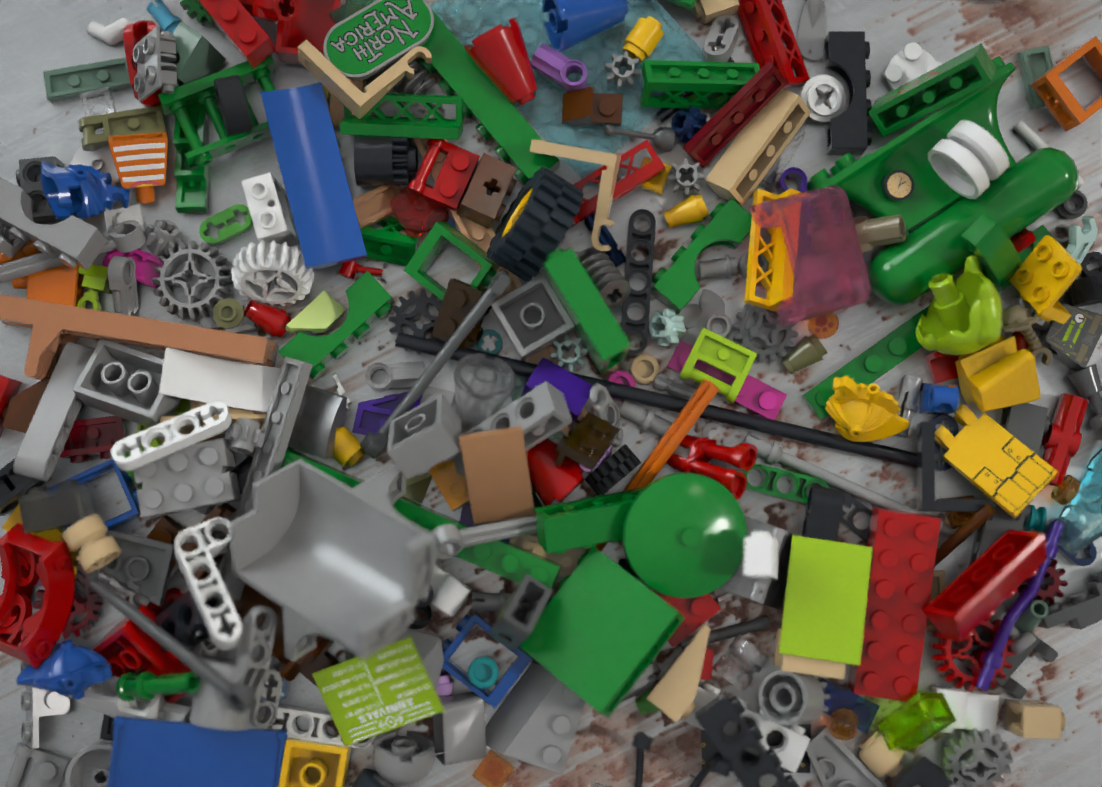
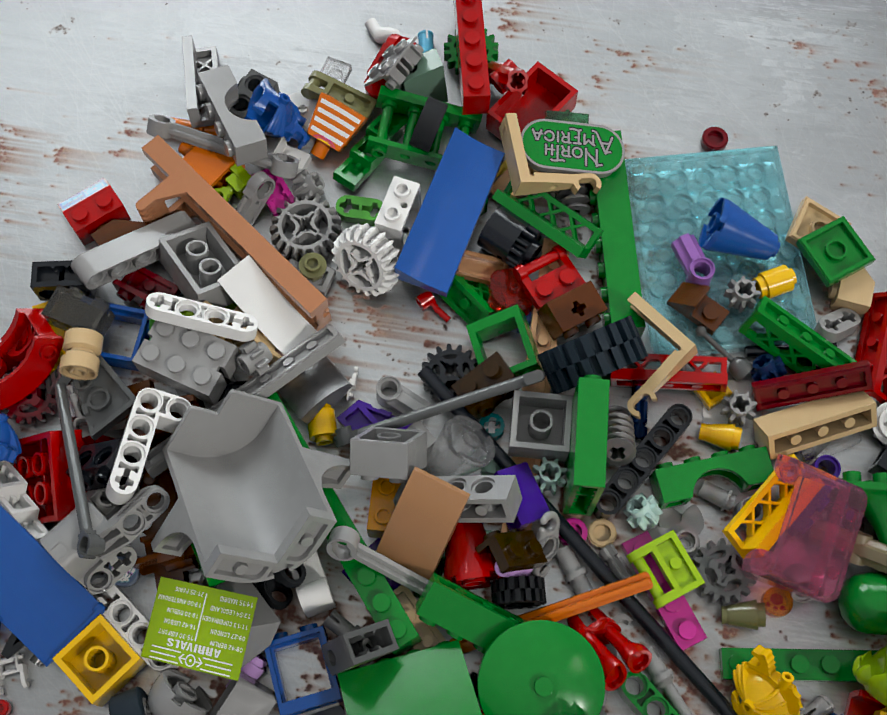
camera: 35 degrees right, 15 degrees down
(72, 81) = (323, 45): sand green tile -> none
(148, 685) = (35, 492): green pin -> none
(268, 318) = (339, 292): red cone -> none
(318, 315) = (377, 316): yellowish green tile -> none
(366, 303) = (420, 332): green arch -> none
(417, 487) = (353, 493): olive slope -> none
(483, 672) = (293, 678): teal tile -> none
(505, 61) = (654, 226): red cone -> none

